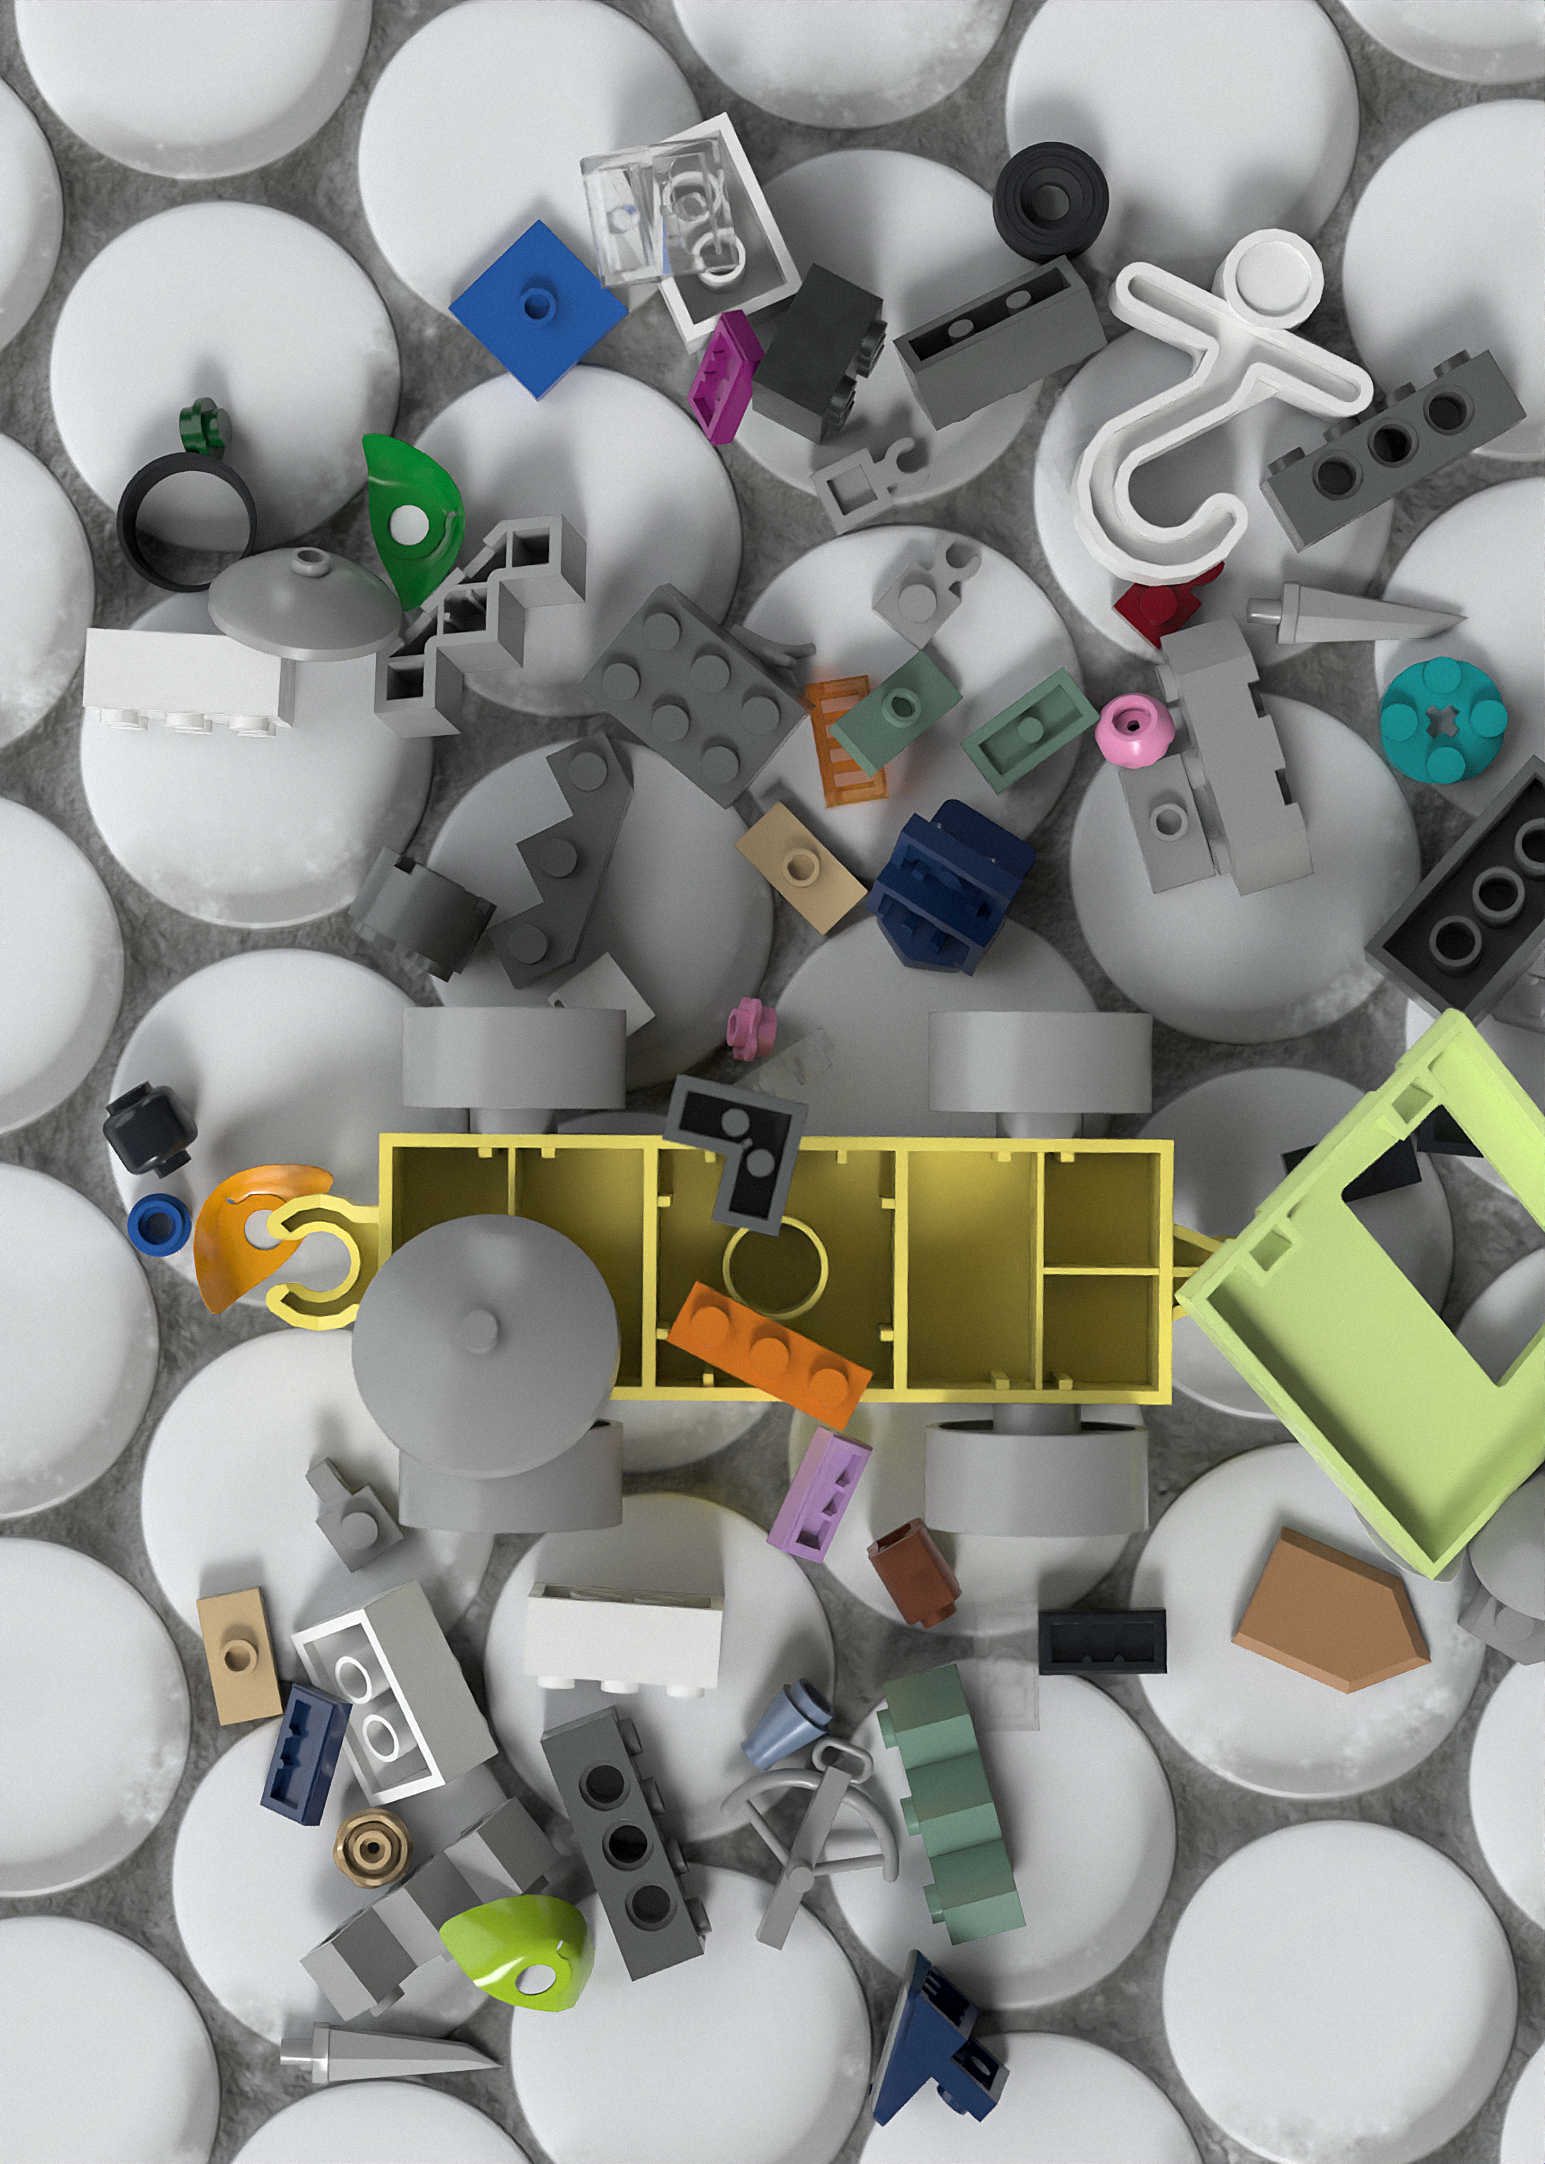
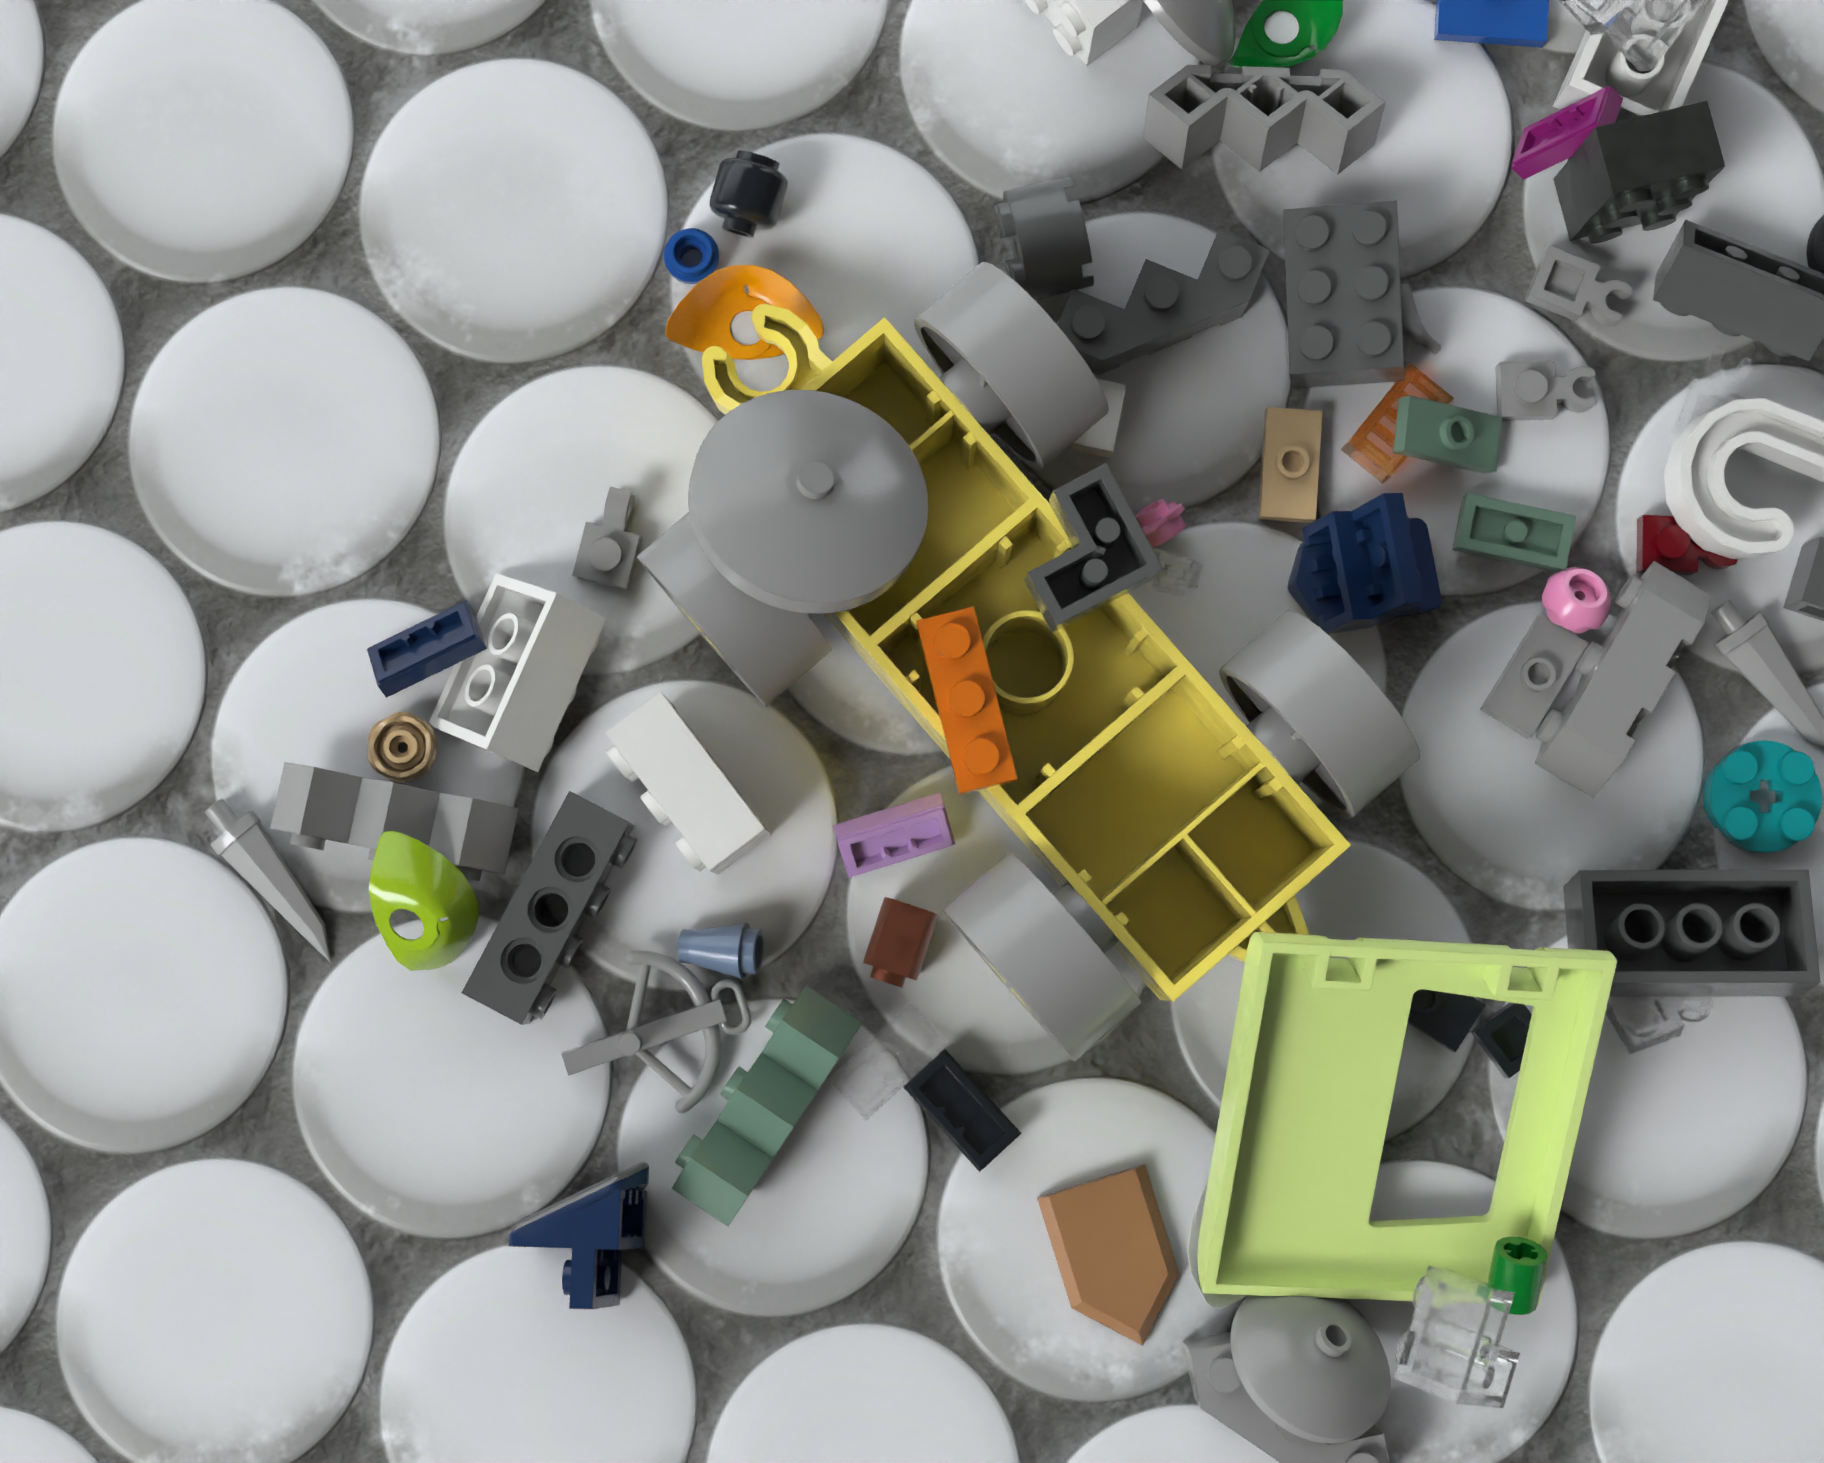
camera: 50 degrees right, 5 degrees down
(240, 1656) = (454, 551): tan plate -> none

